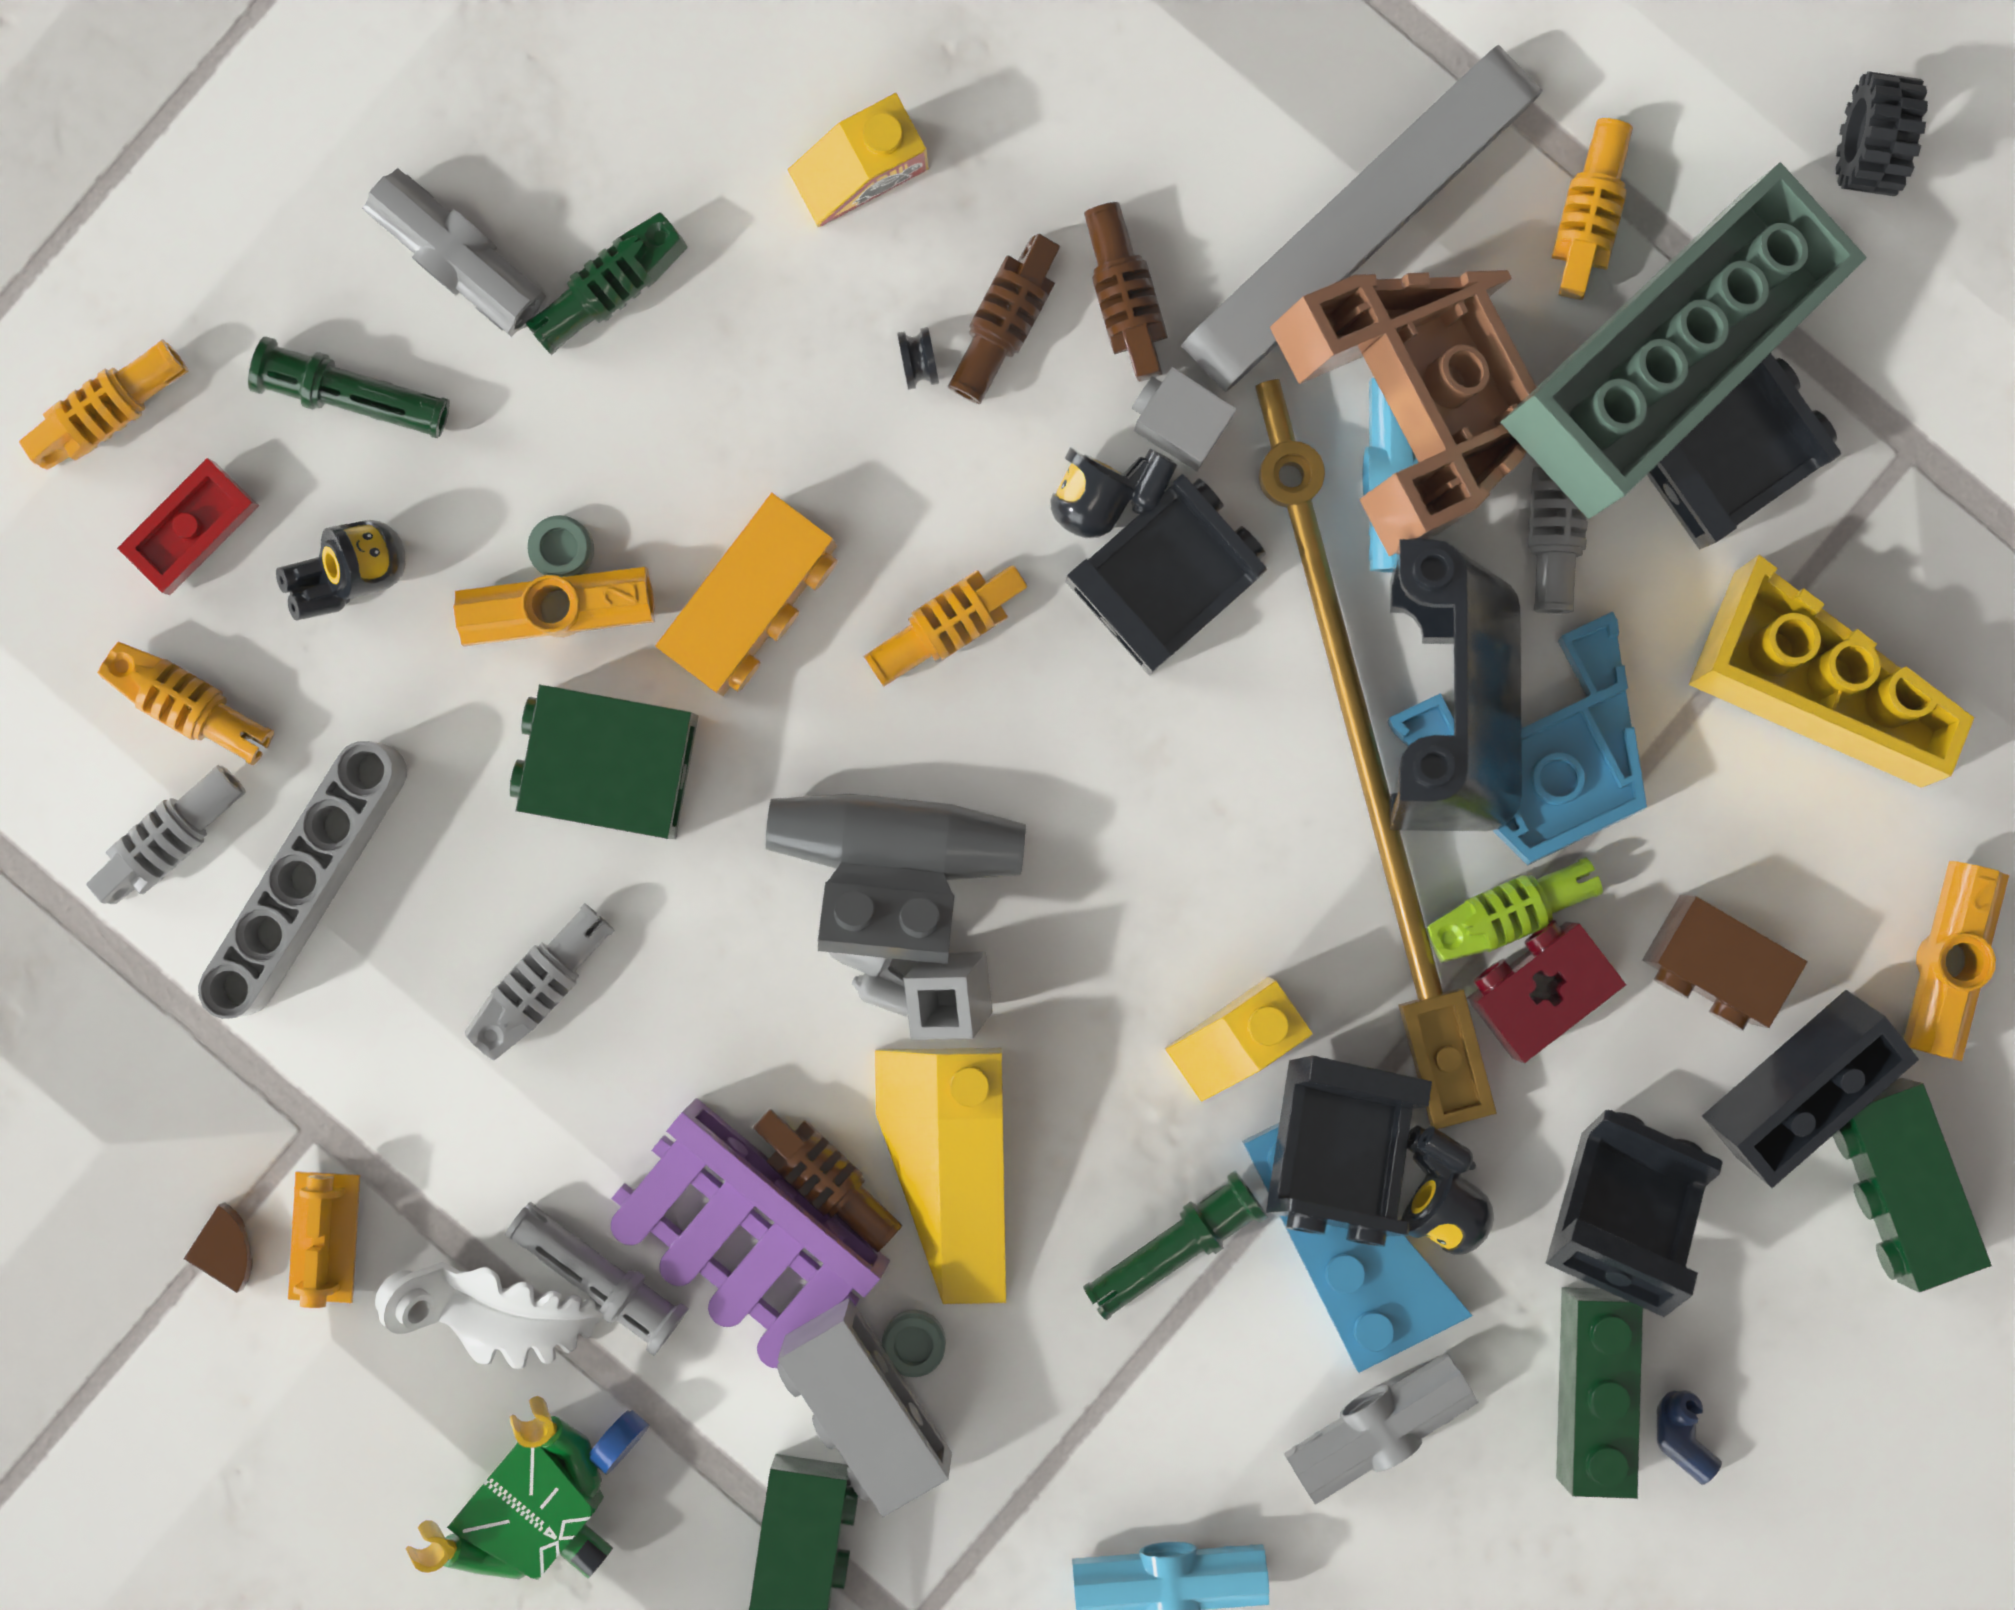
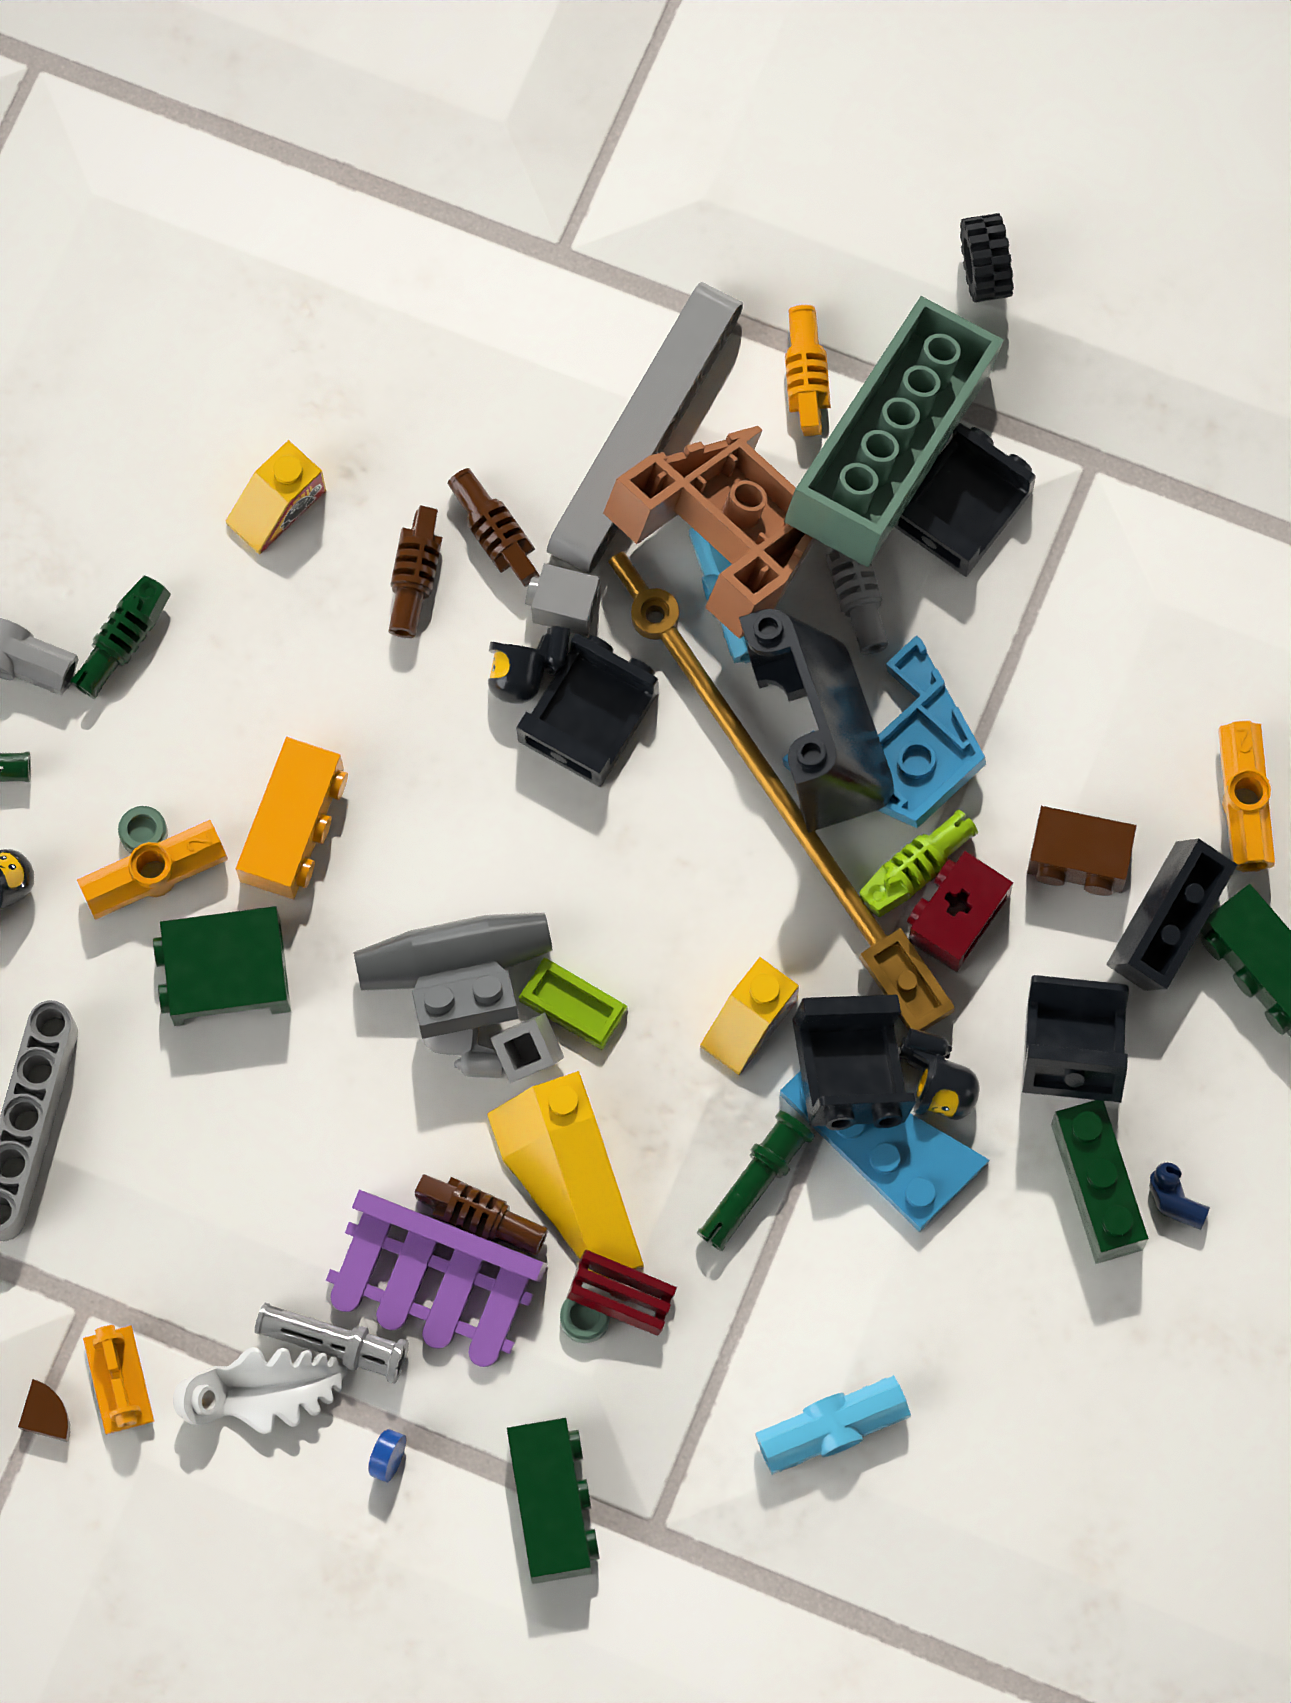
camera: 15 degrees left, 15 degrees down
(525, 1509) = (334, 1521): green torso -> none
(536, 985) = (221, 1142): light grey hinge -> none
(864, 1408) = (561, 1366): light grey brick -> none
(918, 358) = (361, 617): black bush -> none
(946, 623) = (440, 794): light orange hinge -> none
(1008, 1366) = (629, 1277): none -> dark red tile
(1025, 945) = (573, 1003): none -> lime tile
(1381, 1428) = (950, 1261): light grey piece -> none
(1815, 676) = (1081, 633): yellow wedge -> none

